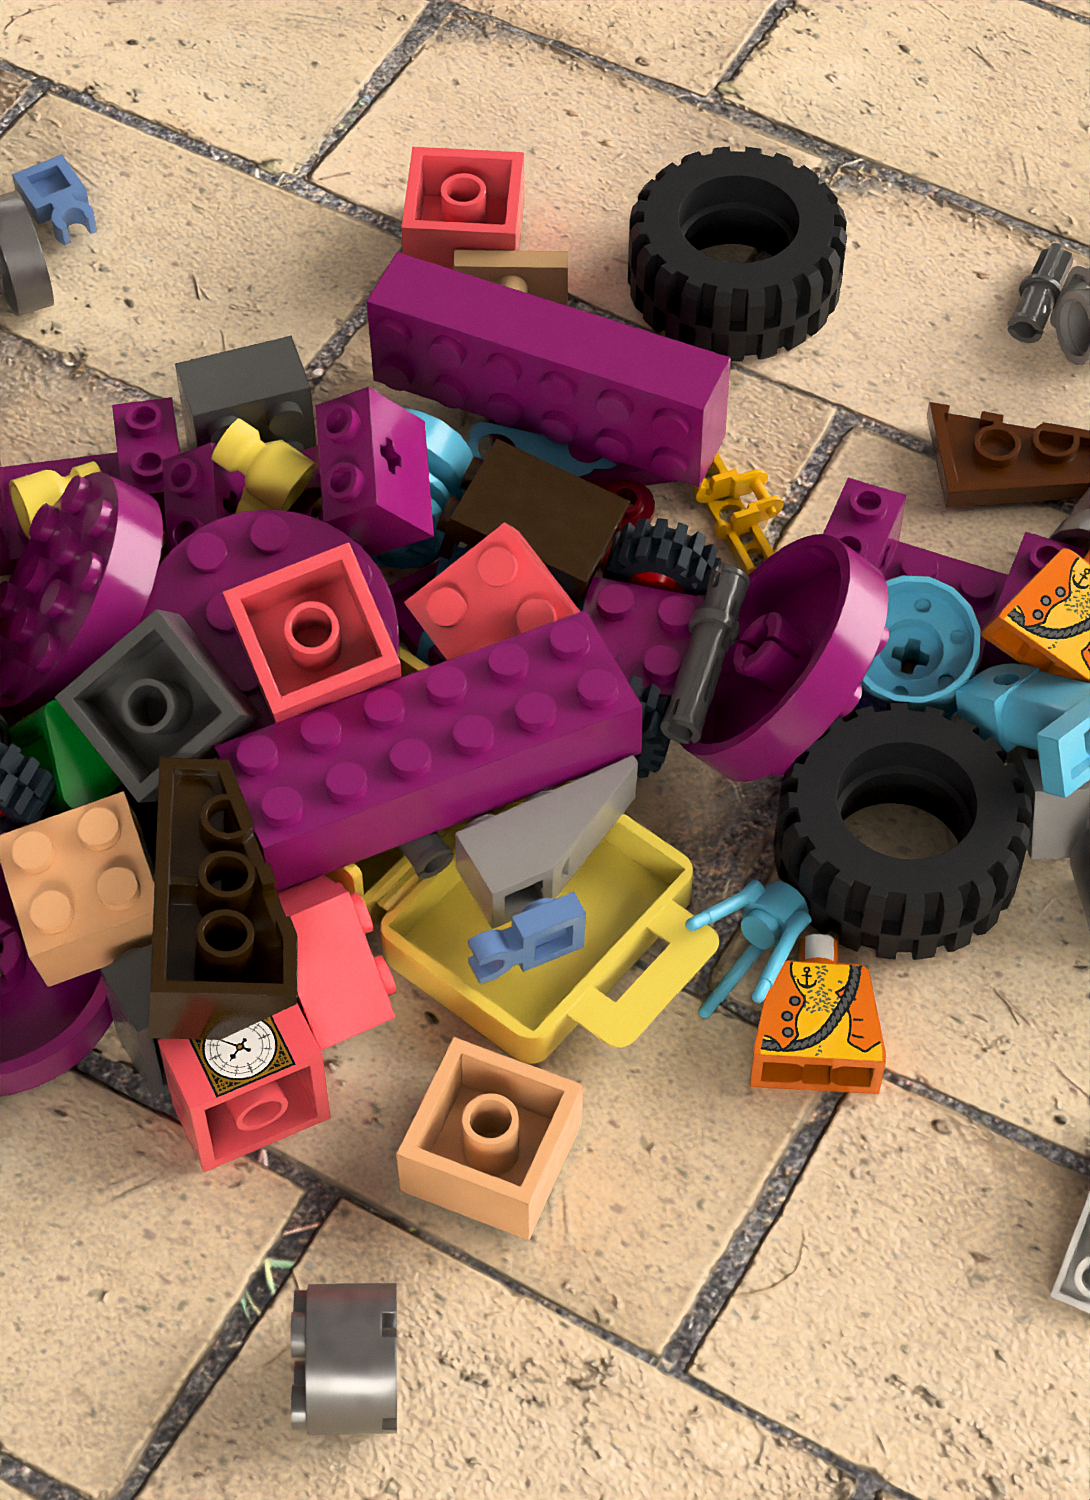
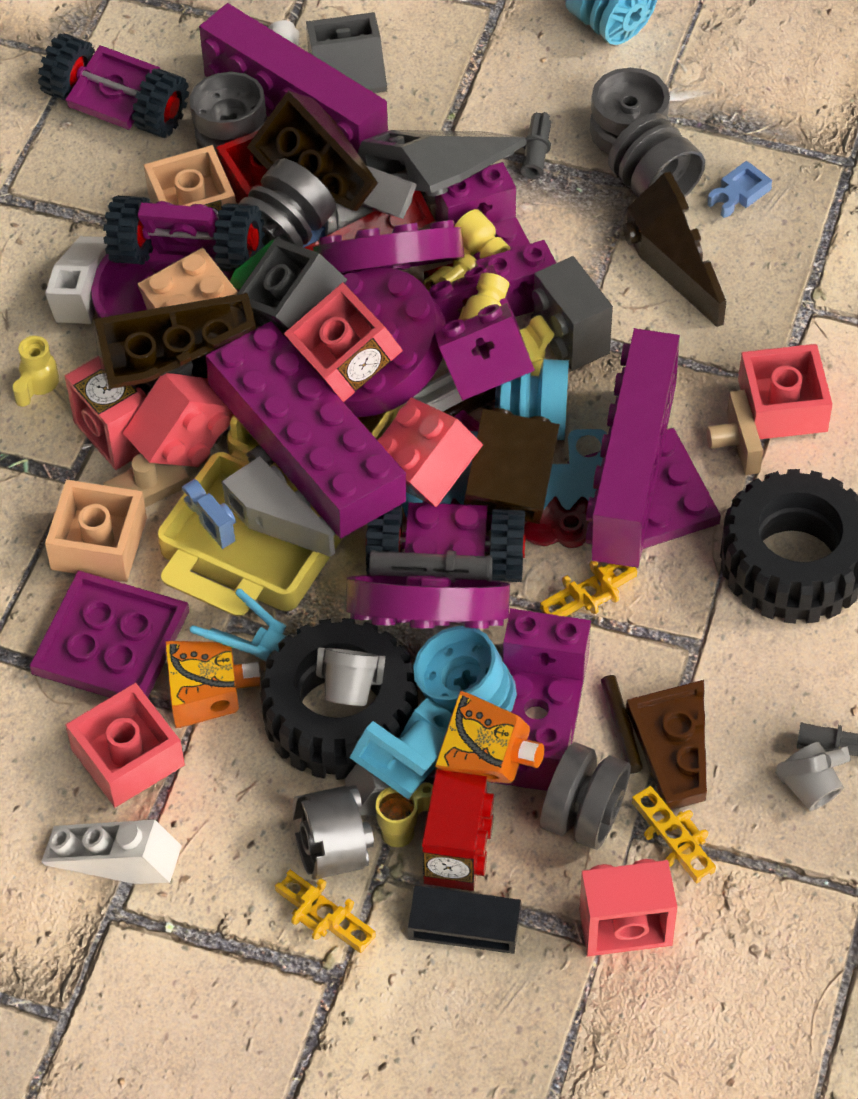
camera: 80 degrees right, 0 degrees up
(90, 1206) = (36, 370): none -> light yellow piece
(143, 281) = (669, 247): none -> dark brown wedge
(385, 1075) = (153, 479): none -> tan tile
(701, 1158) = (108, 636): none -> magenta plate
(933, 757) = (349, 674): none -> light grey piece
(940, 1146) = (125, 744): none -> coral brick
(976, 517) = (621, 723): none -> dark brown piece

